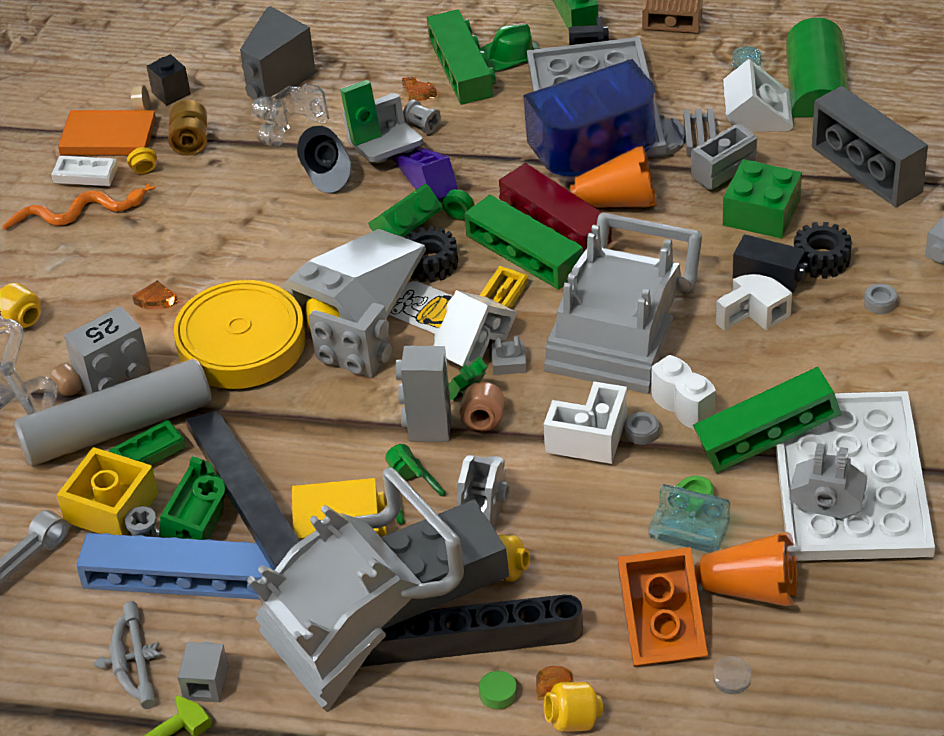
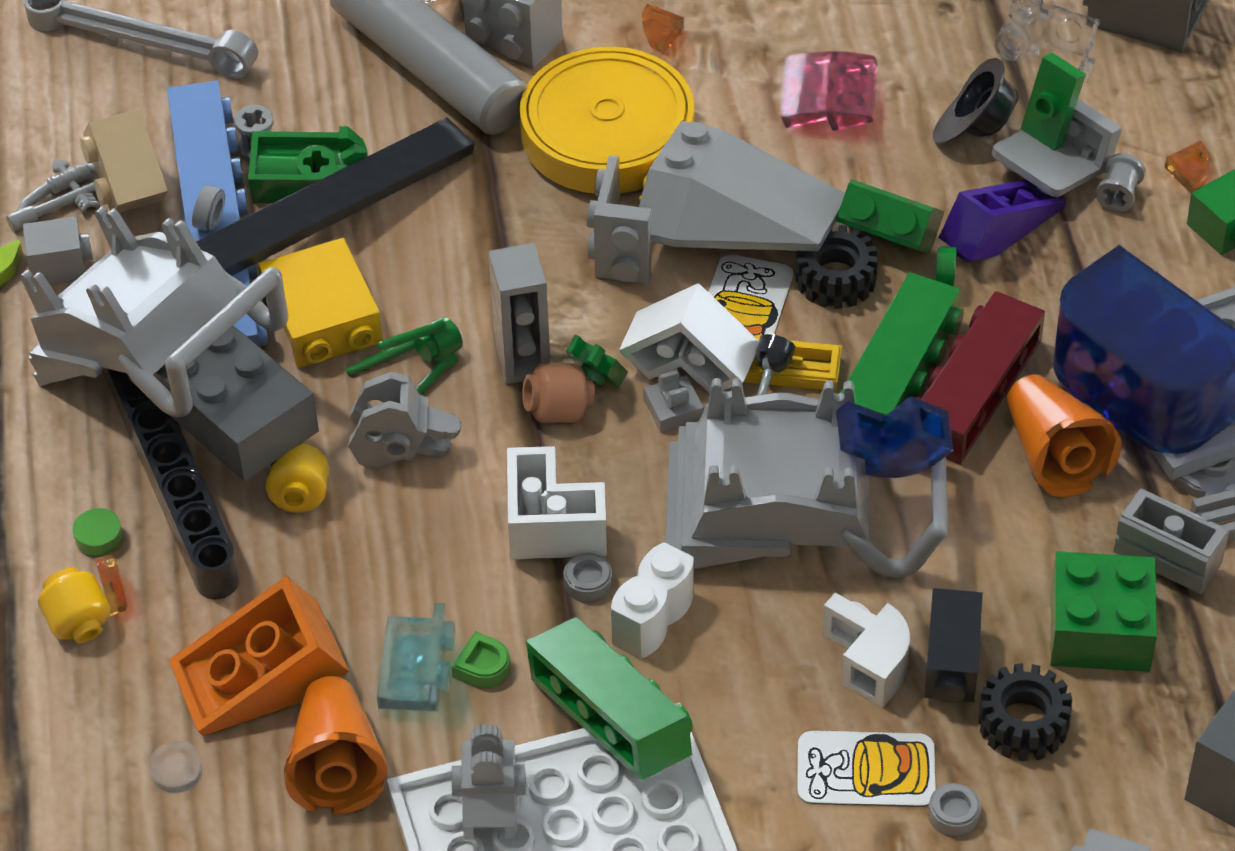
camera: 70 degrees right, 5 degrees up
(105, 491) = (294, 79): yellow brick -> none
(144, 602) = (123, 162): none -> tan brick
(152, 444) = (391, 99): green plate -> none
(235, 549) = (208, 208): none -> light grey tile
(268, 224) = (829, 88): none -> clear pink slope
(503, 293) = (773, 356): none -> black hinge
(628, 227) = (896, 443): none -> clear blue brick
(834, 332) = (866, 768): none -> sticker

